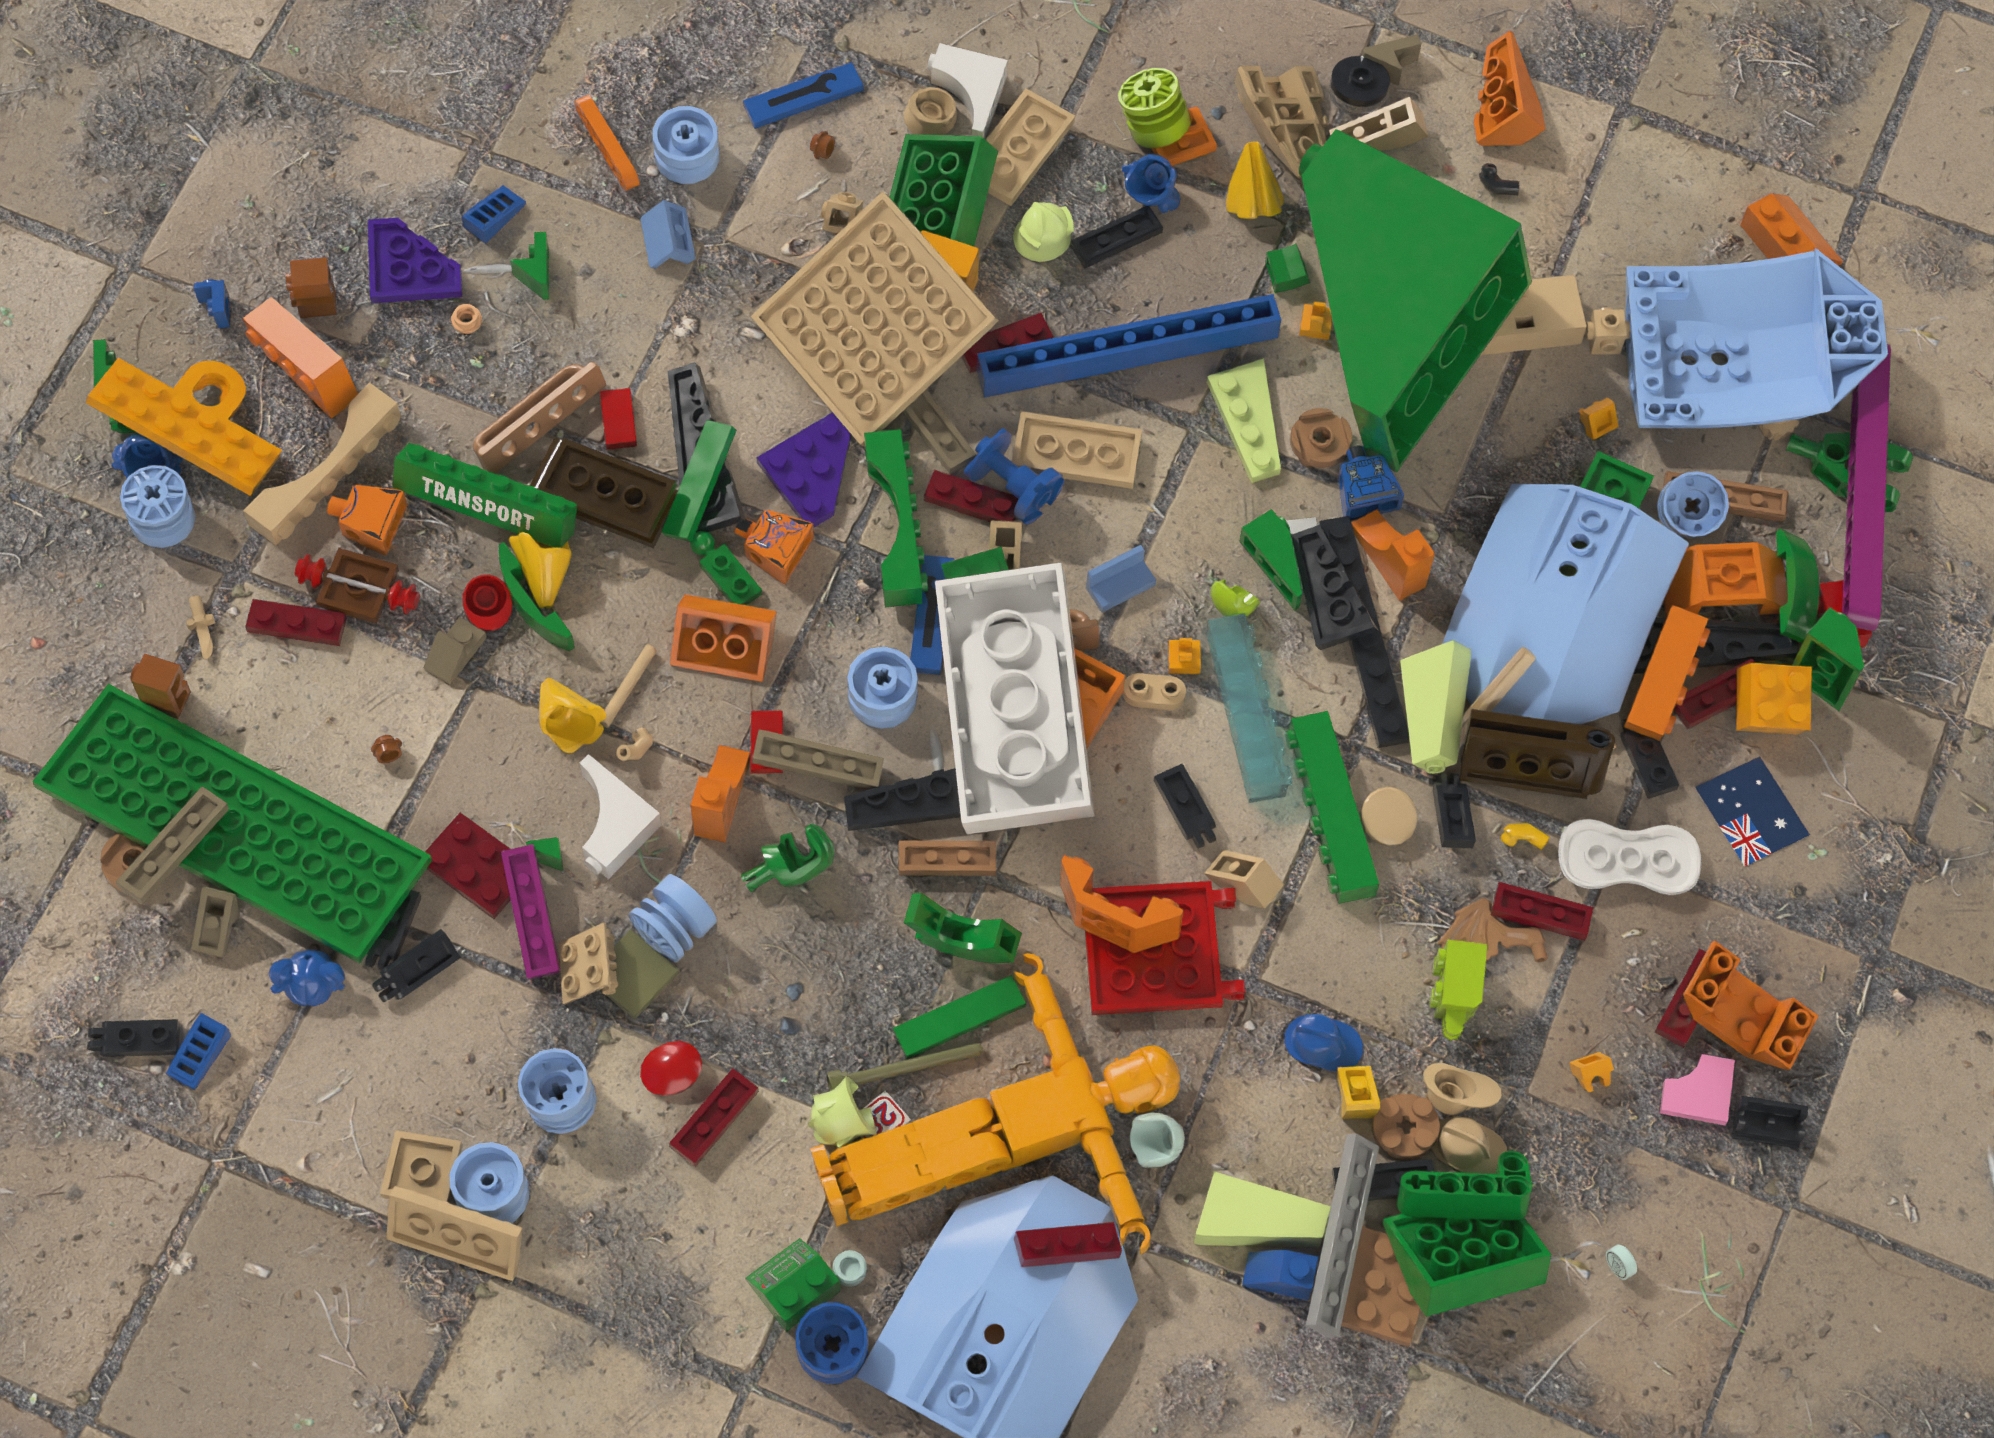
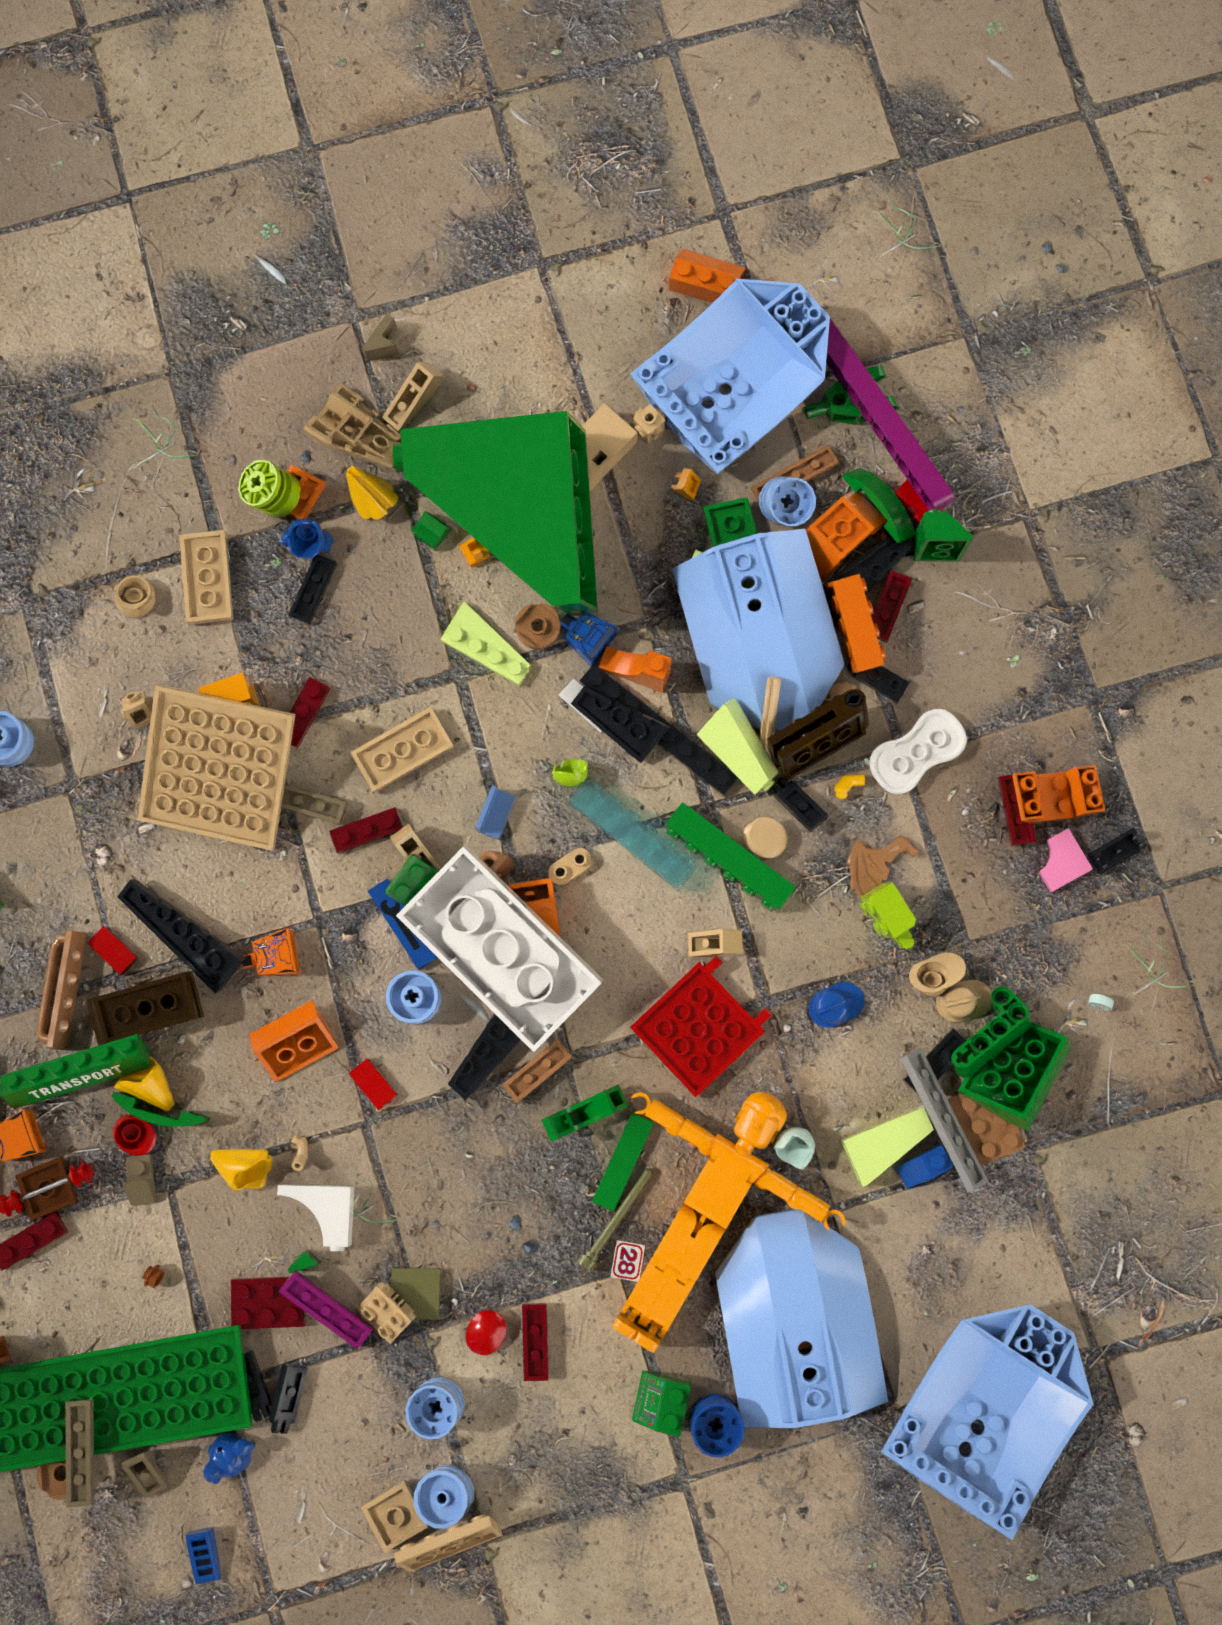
camera: 30 degrees left, 15 degrees up
(135, 1038) = (160, 1577): black hinge -> none
(628, 684) = (261, 1116): tan bar -> none
(667, 234) = (41, 806): medium blue panel -> none
(674, 915) = (412, 1246): light blue wheel -> none
(699, 481) = (197, 956): green tile -> none
(718, 794) = (375, 1146): orange arch -> none
(725, 570) = (258, 996): green plate -> none
(787, 862) = (451, 1151): green piece -> none
(803, 95) = (46, 646): blue tile -> none
(810, 468) = (254, 889): dark purple plate -> none
(817, 760) = (413, 1074): dark tan plate -> none
(822, 145) = (86, 670): dark orange plate -> none
(837, 1117) = (611, 1287): yellowish green helmet -> none
(850, 1268) = (684, 1364): light aqua tile -> none
(900, 570) = (365, 917): green arch -> none
(944, 183) = (185, 645): green slope -> none
(973, 79) = (146, 554): white arch -> none
(1022, 482) = (390, 799): blue piece -> none
(1043, 232) = (268, 623): yellowish green helmet -> none
(1067, 1244) = (803, 1261): dark red plate -> none
(1117, 925) = (694, 1019): orange slope -> none
(1128, 345) = (379, 659): blue brick -> none
(1184, 656) = (569, 830): light orange tile -> none
(1186, 805) = (646, 924): black hinge -> none
(1271, 547) = (567, 721): green slope -> none
(1358, 1092) = (881, 1022): yellow slope -> none
(1359, 85) = (377, 374): black piece -> none
(1415, 1110) = (920, 1032): medium nougat plate -> none
(1495, 183) = (508, 376): black arm -> none
(1509, 102) = (474, 315): orange wedge -> none
(1542, 911) = (895, 825): dark red plate -> none
(1590, 1066) = (996, 898): light orange tile -> none
(1752, 811) = (959, 664): dark blue sticker -> none
(1773, 698) = (924, 587): light orange brick -> none

